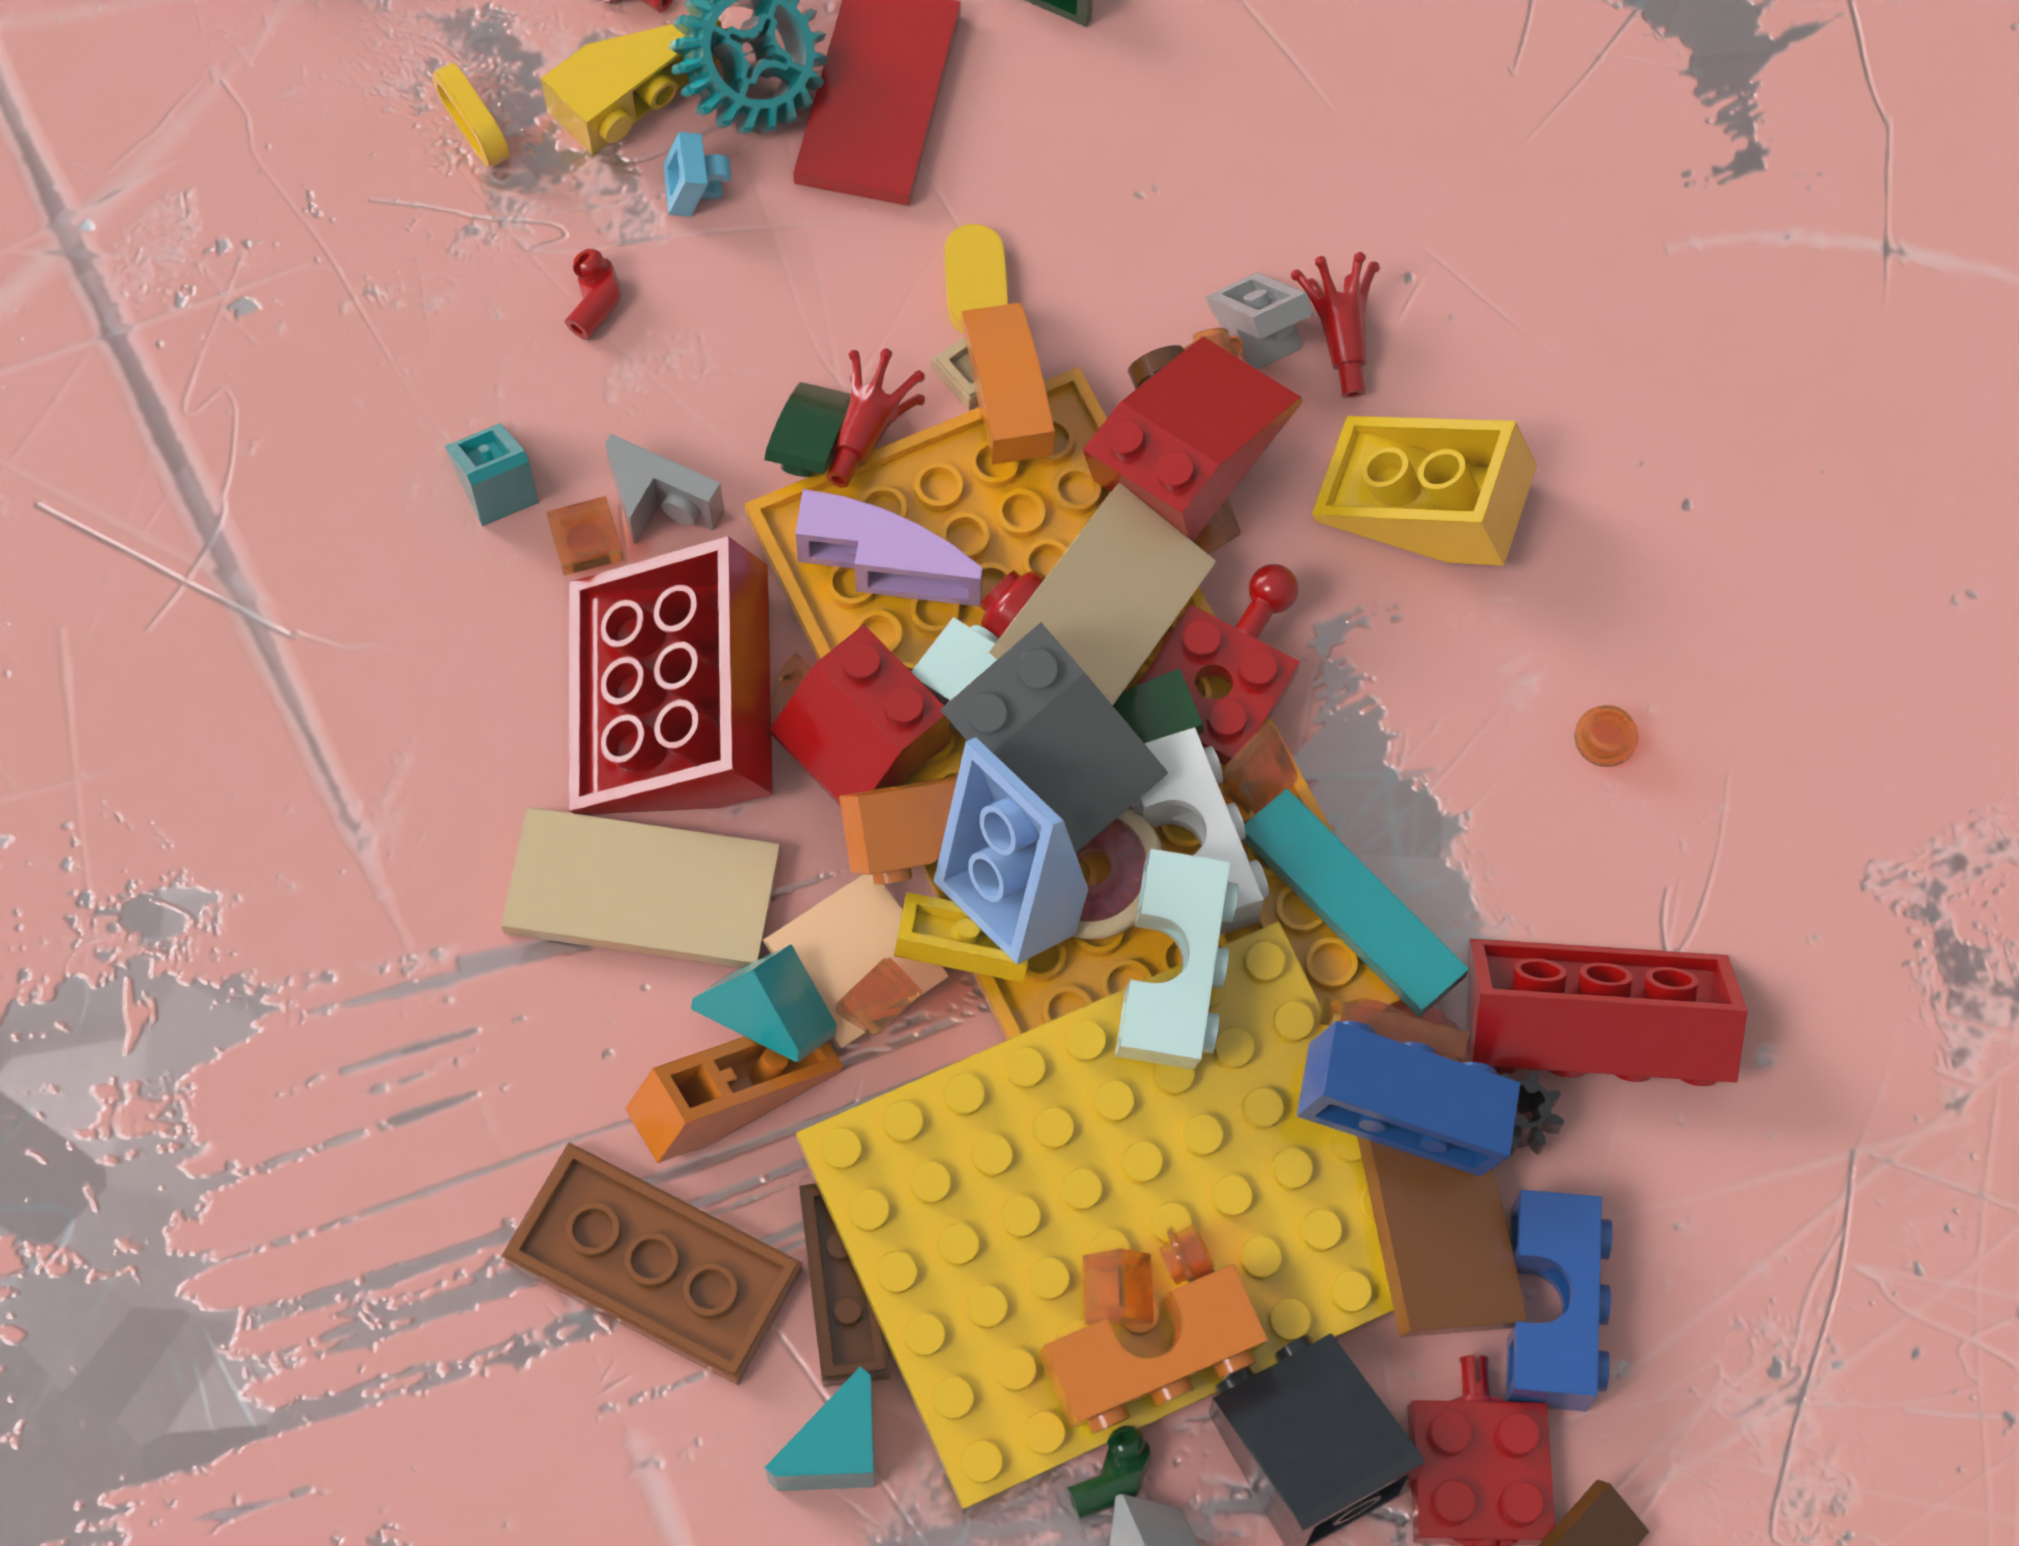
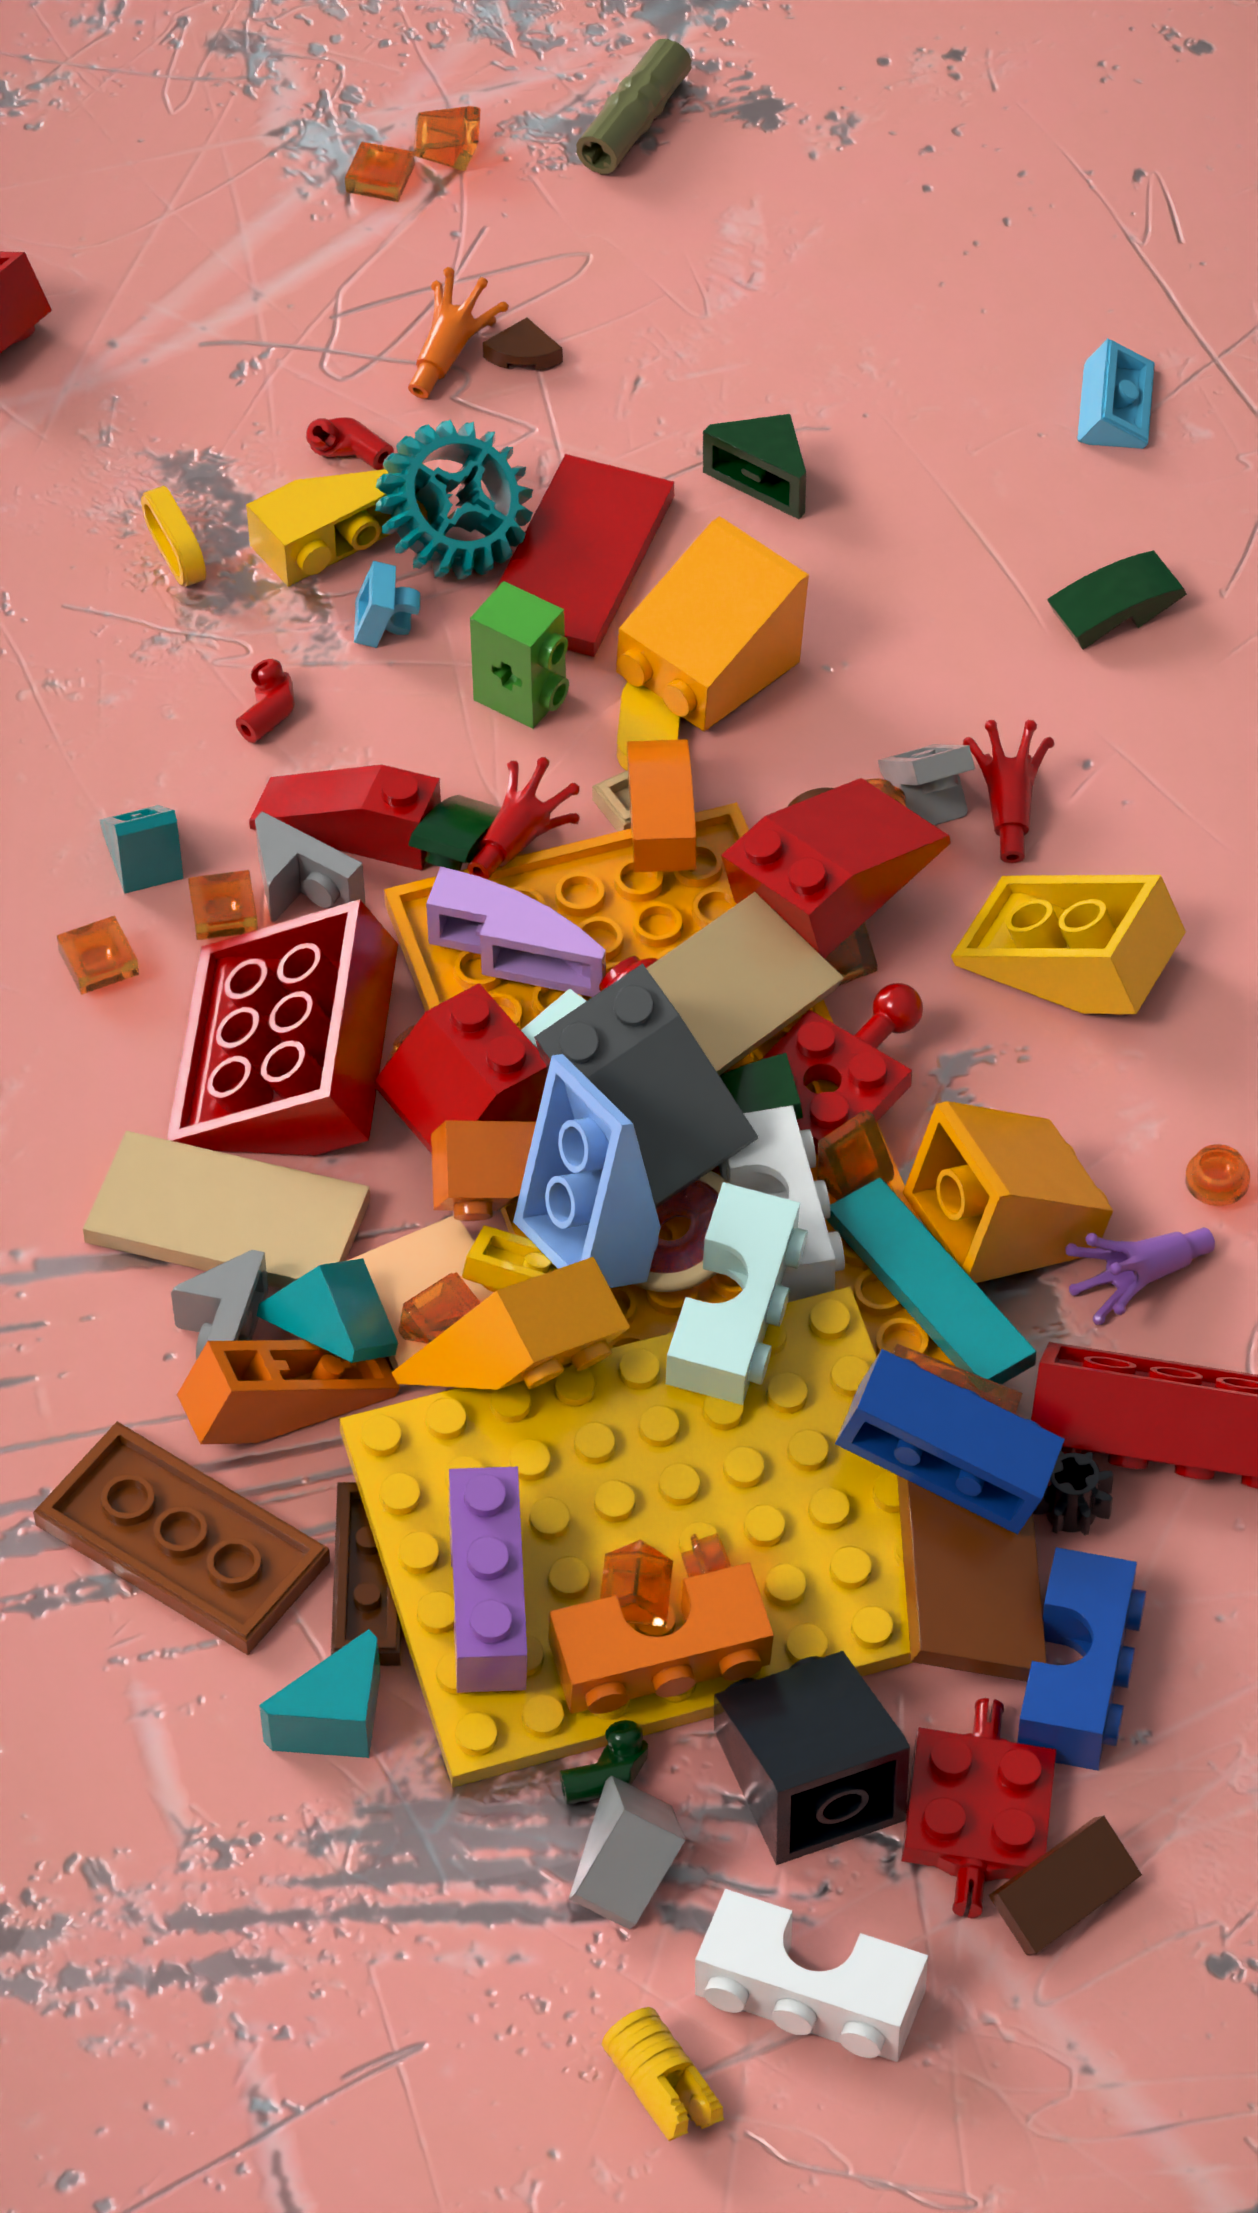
camera: 10 degrees right, 15 degrees down
(467, 607) = (97, 955): none -> clear orange plate
(658, 997) = (223, 1300): none -> light grey slope
(696, 413) = (355, 809): none -> red slope
(841, 225) = (519, 655): none -> bright green brick
(968, 1032) = (524, 1333): none -> light orange slope
(975, 1308) = (487, 1579): none -> medium lavender arch
(1030, 172) = (716, 626): none -> light orange slope
(1411, 87) = (1109, 596): none -> dark green slope
(1411, 792) = (1002, 1191): none -> light orange slope
(1547, 847) = (1137, 1263): none -> medium lavender piece

